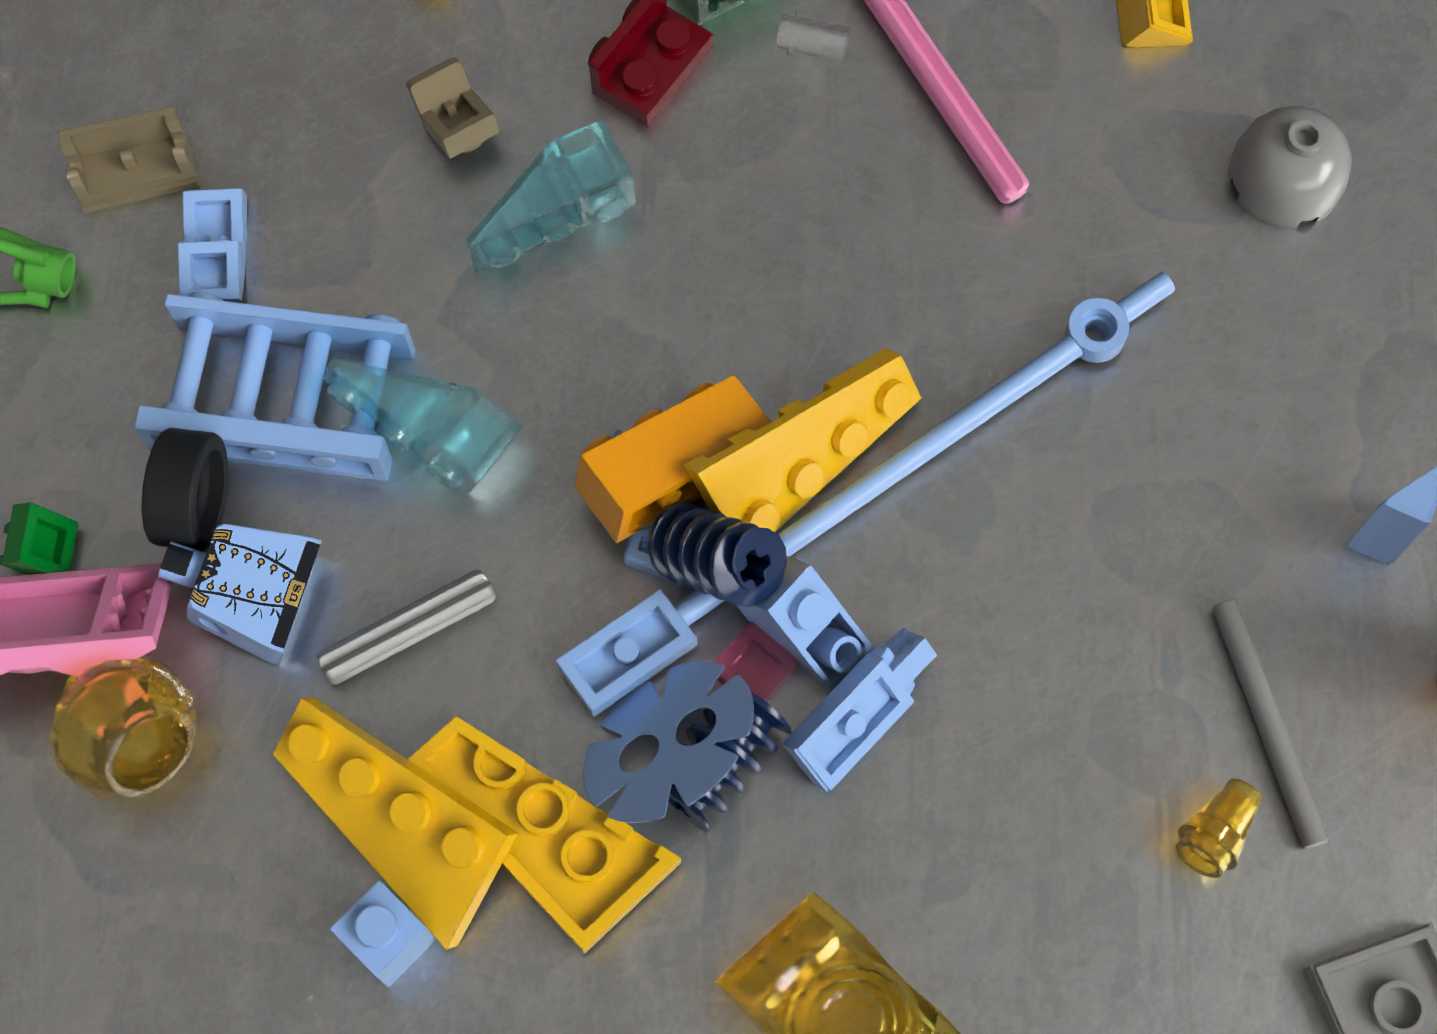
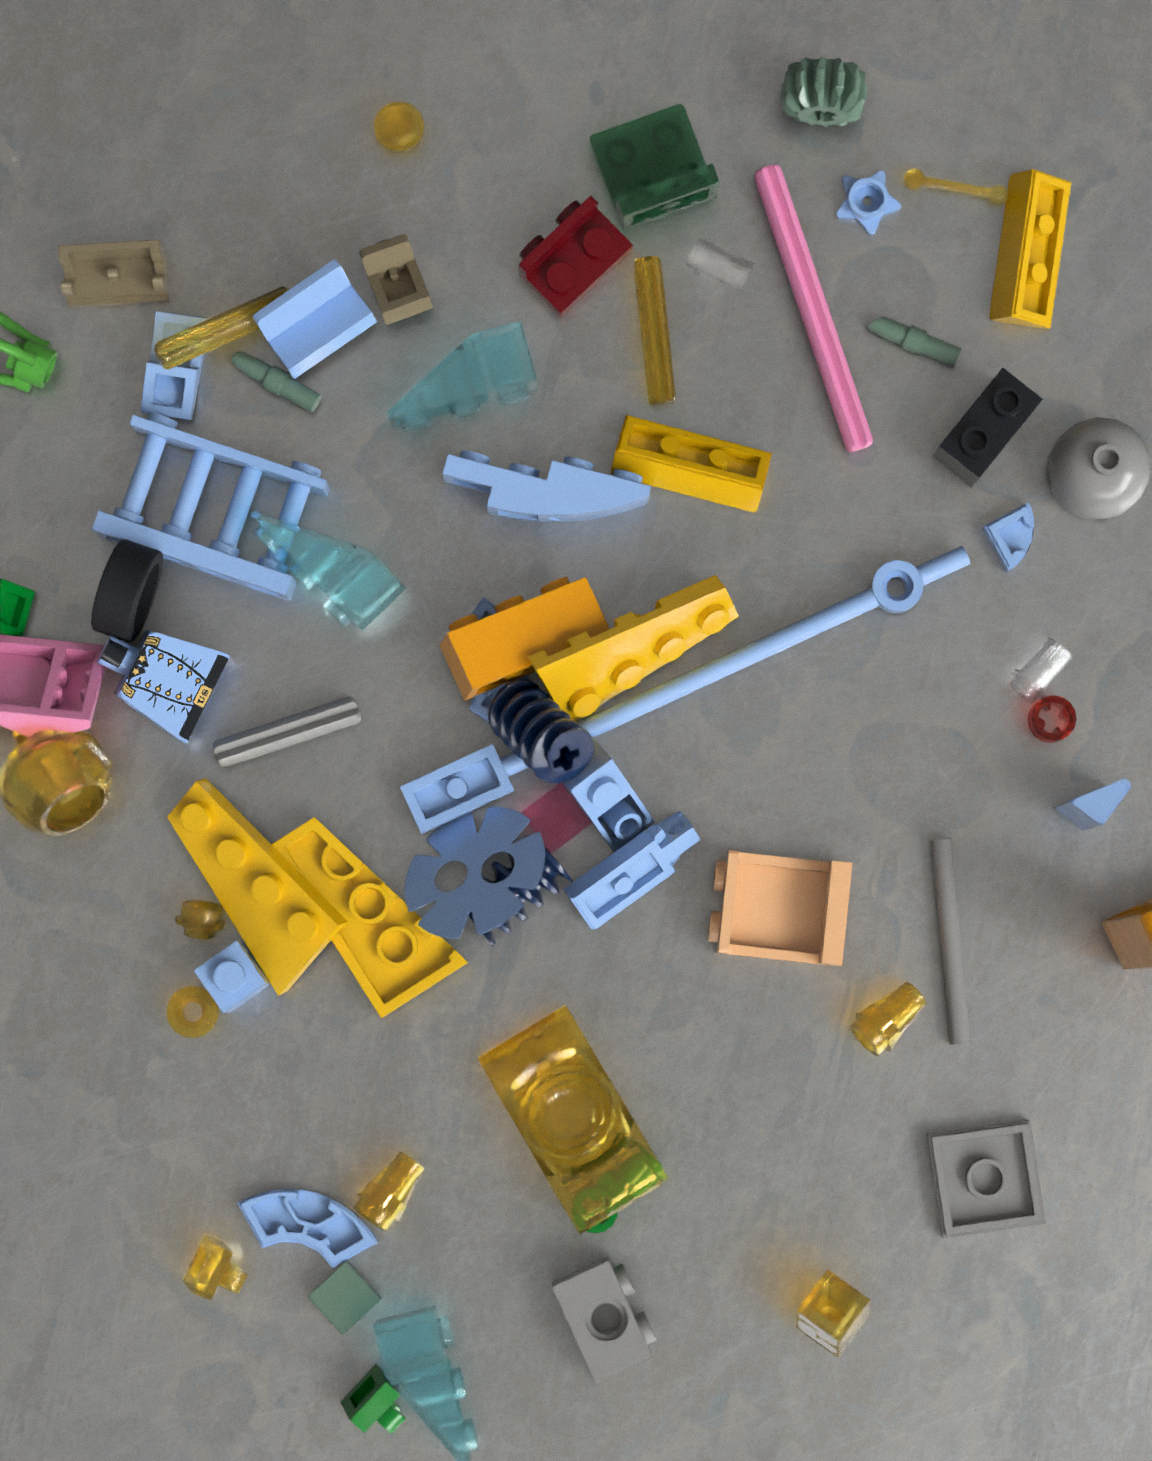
camera: 10 degrees right, 15 degrees up
(263, 192) = (212, 332): none -> clear yellow axle
(323, 980) = (176, 1014): none -> clear yellow plate
(332, 871) = (200, 918): none -> clear yellow plate
(335, 243) = (277, 381): none -> sand green piece
(364, 164) = (314, 319): none -> light blue panel
(692, 300) = (568, 495): none -> light blue slope
(756, 117) = (654, 330): none -> clear yellow axle
(827, 248) = (692, 463): none -> yellow slope
(1048, 78) = (915, 340): none -> sand green piece
(1056, 720) = (781, 908): none -> light nougat panel
(1154, 142) = (987, 427): none -> black brick
(1210, 257) = (1011, 535): none -> light blue tile
(1282, 402) = (1040, 671): none -> clear pin
(1331, 435) = (1066, 713): none -> clear red bush

